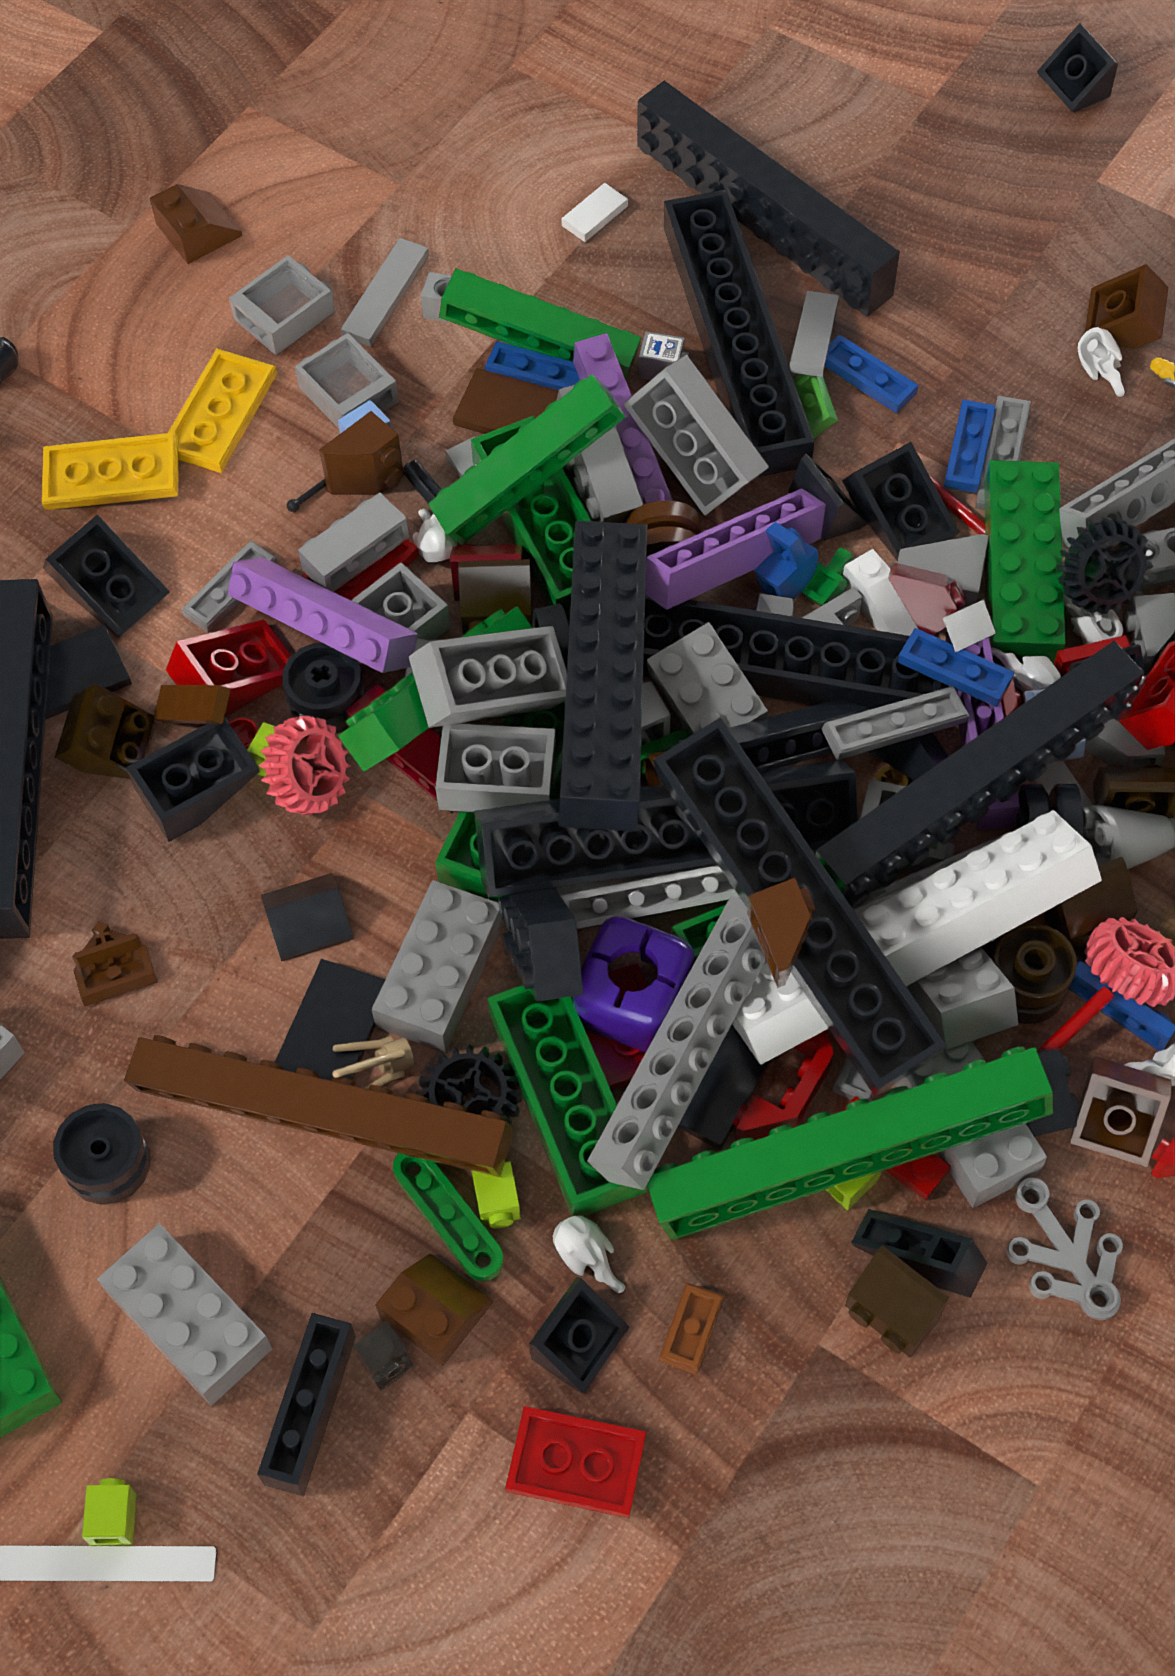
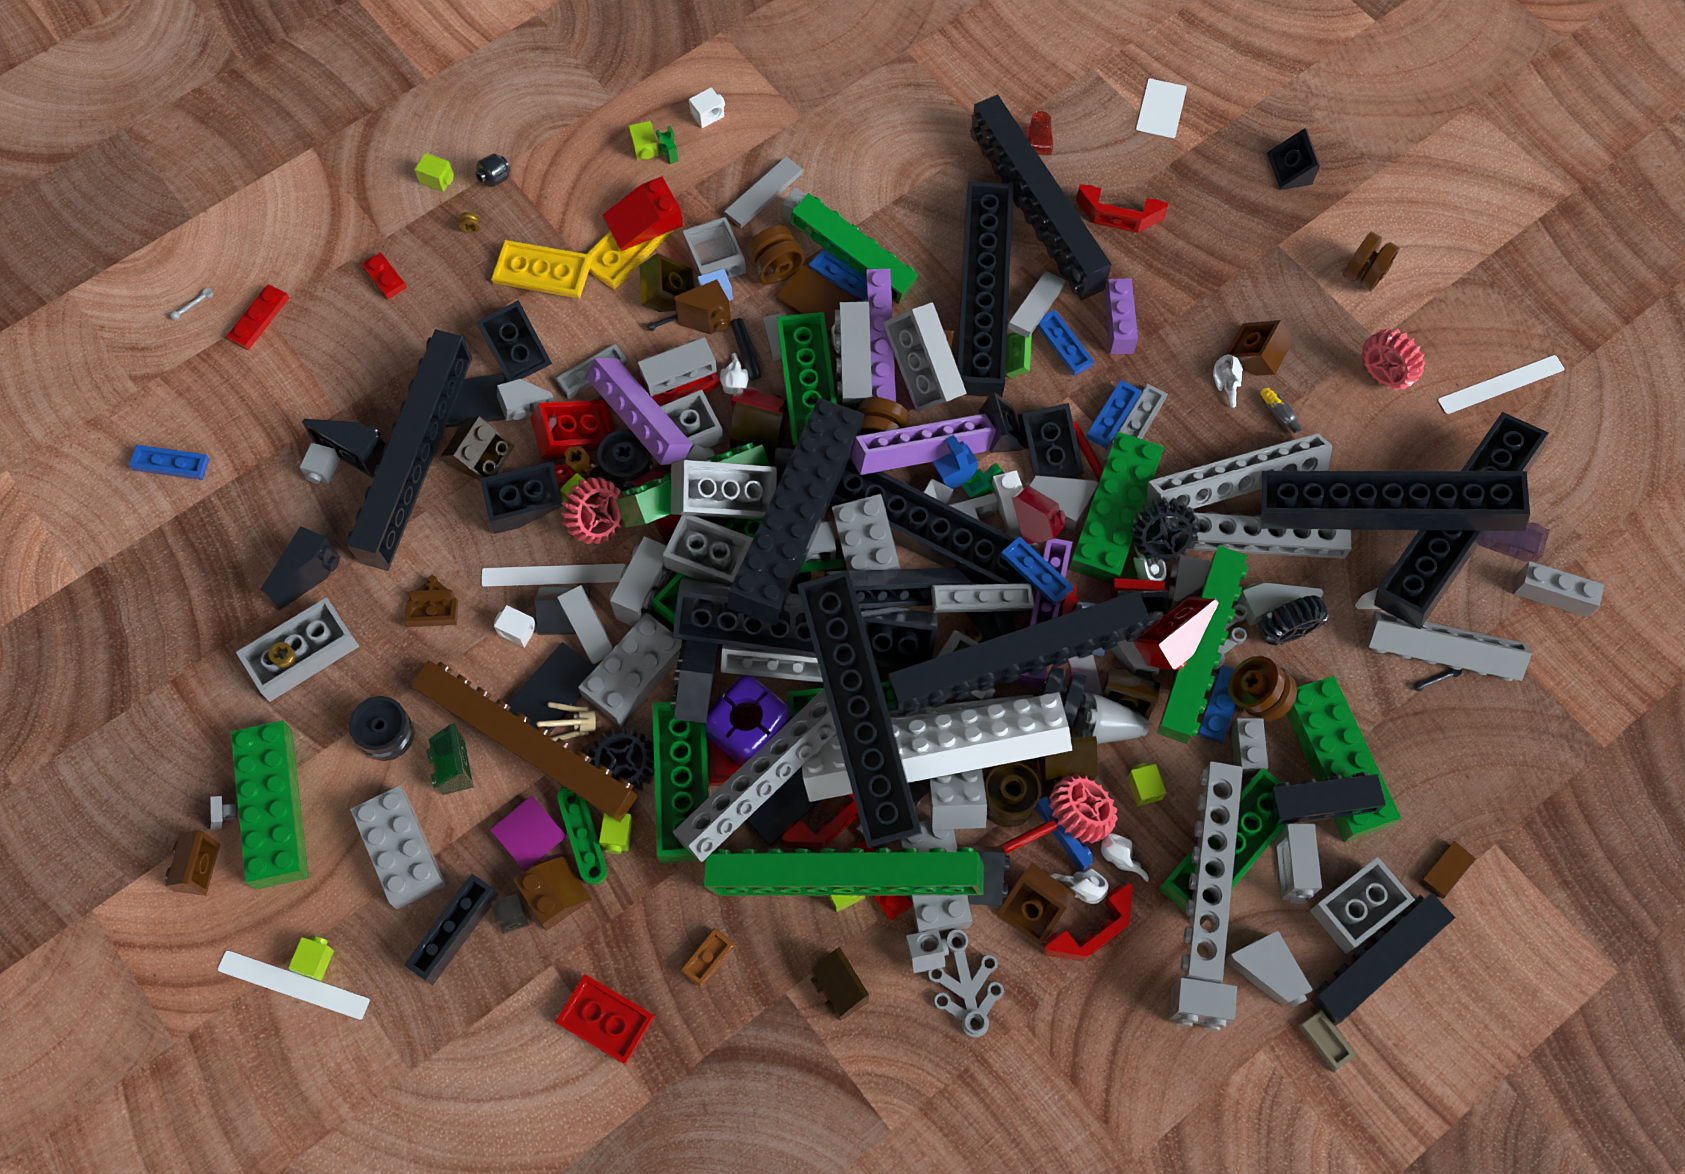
camera: 15 degrees right, 5 degrees up
(143, 647) = (520, 398): none -> light grey slope
(192, 704) = (535, 447): reddish brown tile -> none
(193, 221) = (656, 104): reddish brown slope -> none
(194, 267) = (643, 140): none -> lime brick
(218, 1169) = (450, 761): none -> clear green slope
(231, 265) = (667, 145): none -> green plate
(232, 360) = (644, 214): none -> red slope
(245, 956) = (514, 626): none -> white brick
(262, 706) = (581, 463): none -> reddish brown piece
(266, 203) = (707, 107): none -> white brick
(273, 874) = (552, 575): none -> white sticker
(282, 304) = (694, 181): light grey window -> none
(290, 443) = (662, 281): none -> dark brown slope
(350, 922) = (586, 624): none -> light grey tile
(367, 1236) = (528, 833): none -> magenta slope
(409, 842) = (640, 582): none -> light grey brick
(435, 363) = (775, 254): none -> reddish brown wheel
(526, 459) = (804, 344): green brick -> none
(577, 1336) = (634, 940): black slope -> none
(583, 1245) = (658, 881): white piece -> none
(594, 212) = (923, 173): white tile -> none
(658, 353) = (929, 290): light grey brick -> none
(735, 115) = (1040, 133): none -> clear red piece
(781, 925) = (836, 724): reddish brown slope -> none
(878, 53) = (1161, 108): none -> white sticker
(879, 197) = (1117, 217): none -> red slope
(931, 319) = (1121, 316): none -> medium lavender brick
(937, 1255) = (871, 955): black slope -> none
(969, 625) = (1056, 545): white sticker -> none
(996, 1220) = (926, 960): none -> light grey brick
(1033, 674) = (1092, 590): white piece -> none

